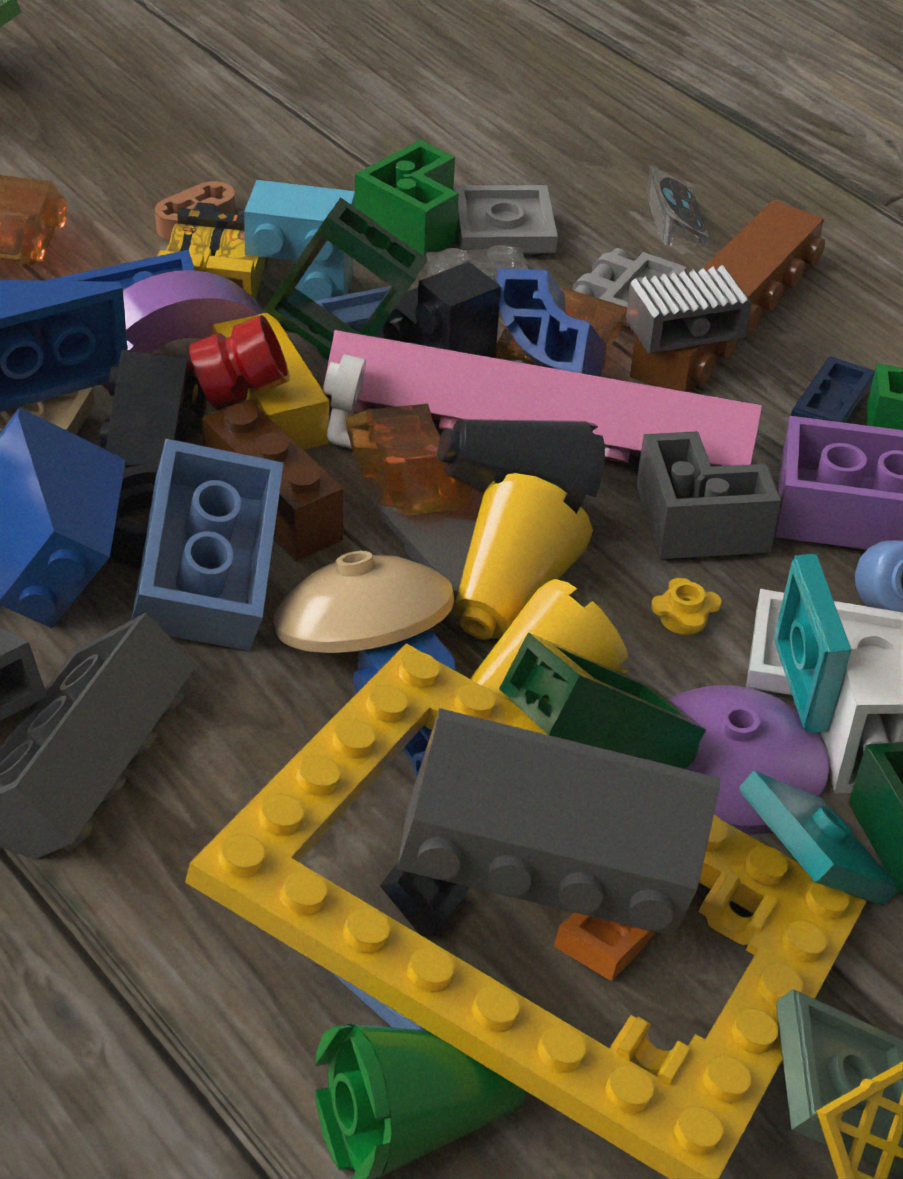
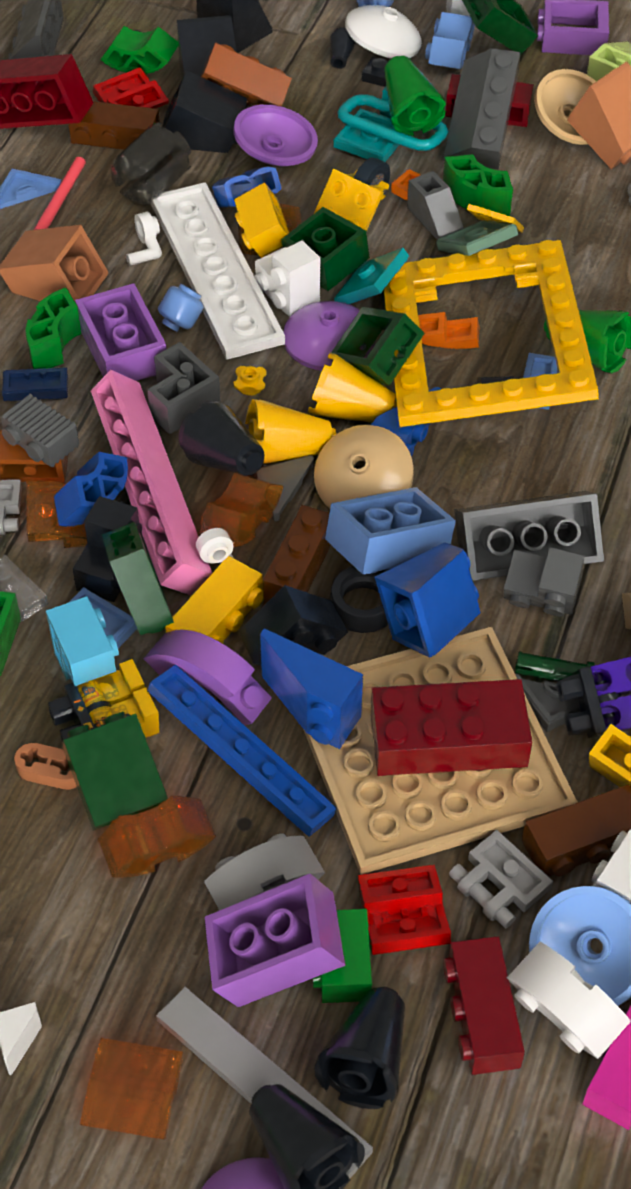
camera: 120 degrees left, 10 degrees up
(115, 210) = (113, 769): none -> dark green brick
(239, 362) = (249, 583): red wheel -> none
(558, 823) = (477, 309): dark grey slope -> none
(811, 643) = (281, 293): teal plate -> none

